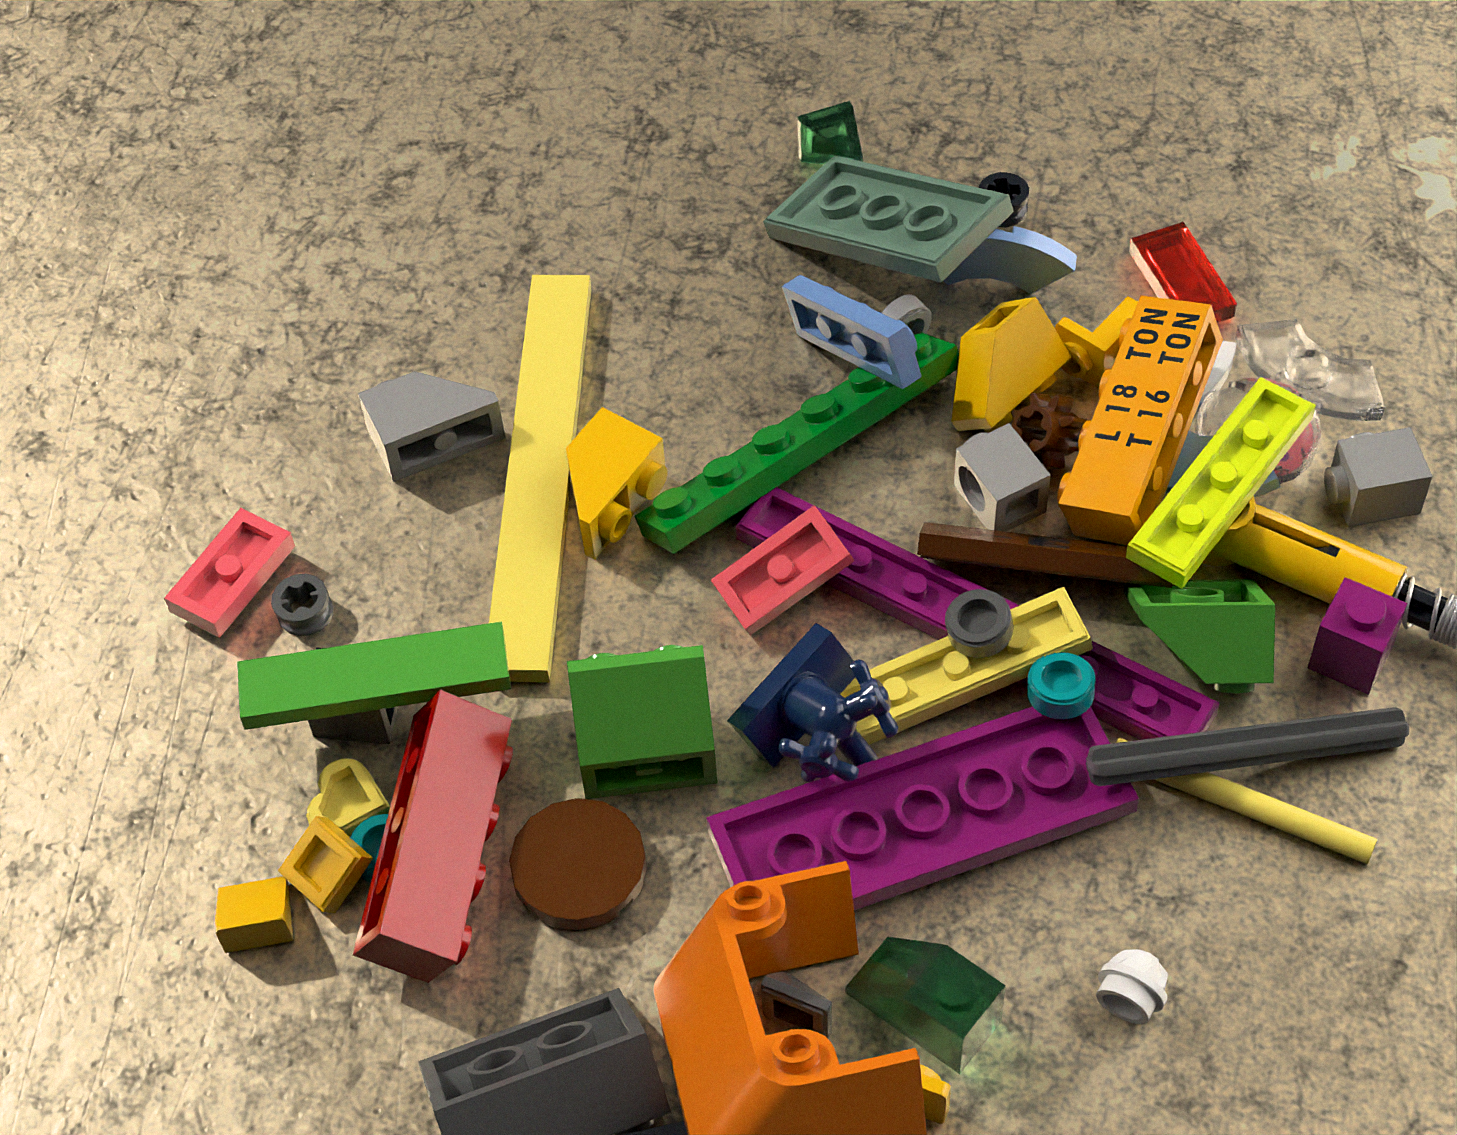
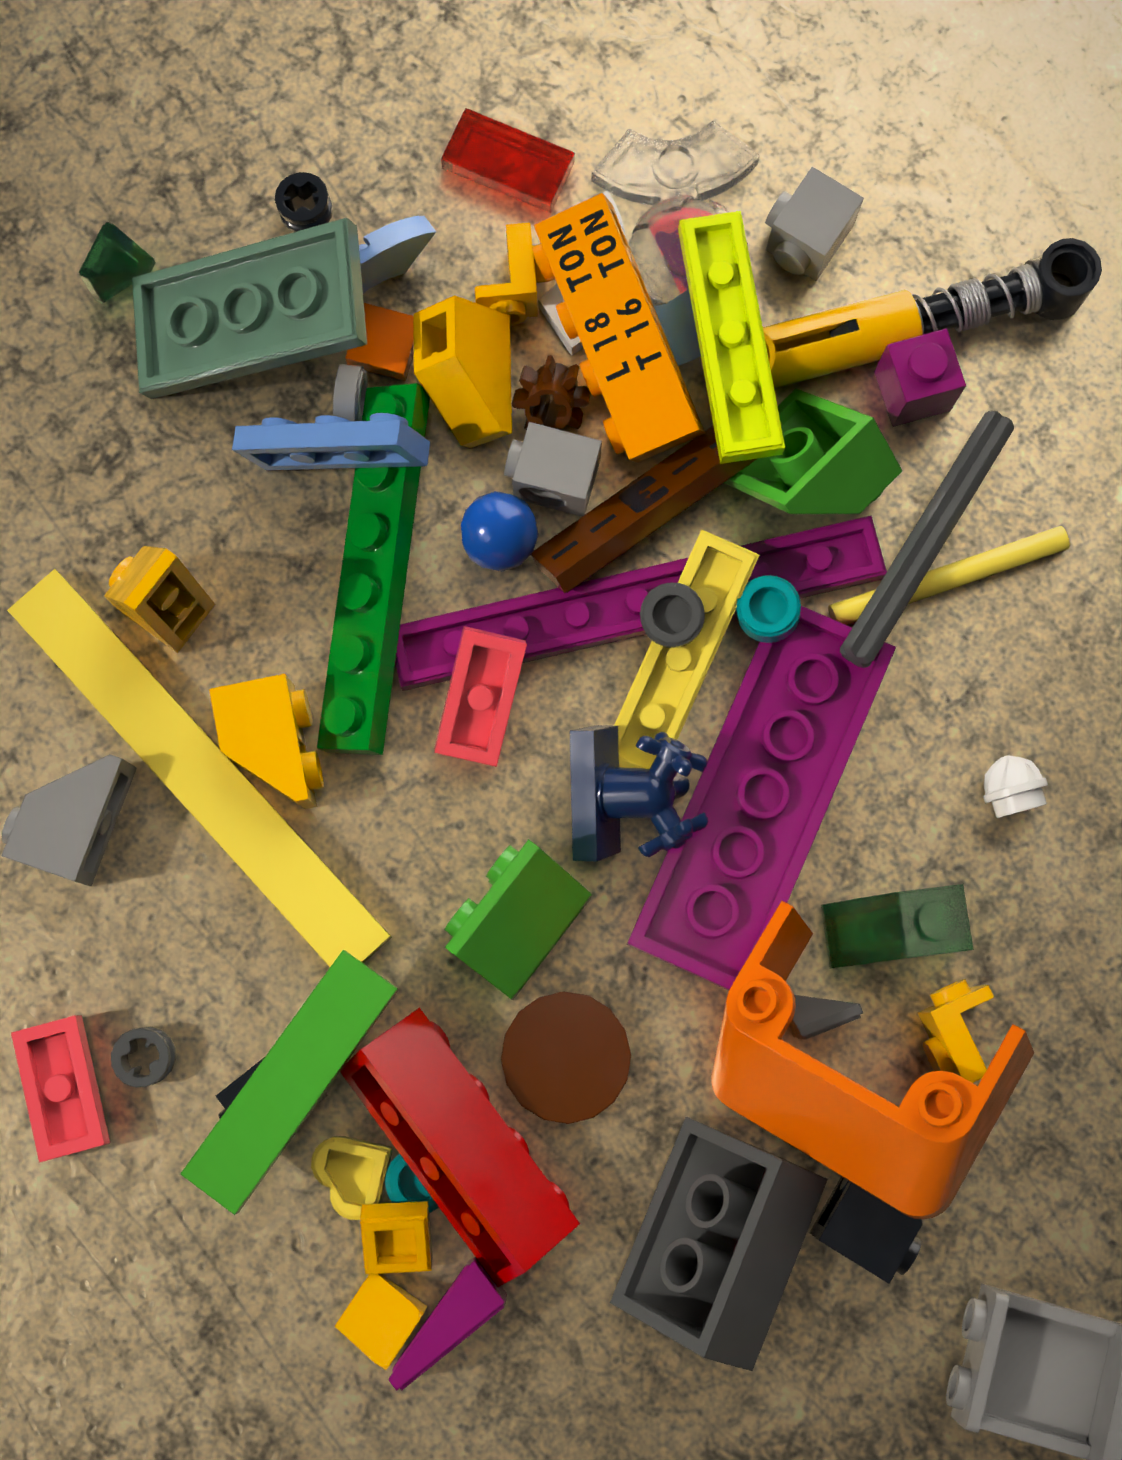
camera: 50 degrees left, 25 degrees up
(291, 950) = (460, 1312): none -> magenta slope
(633, 325) = (159, 595): none -> yellow slope
(914, 482) = (499, 531): none -> blue piece
(959, 311) = (388, 343): none -> orange tile

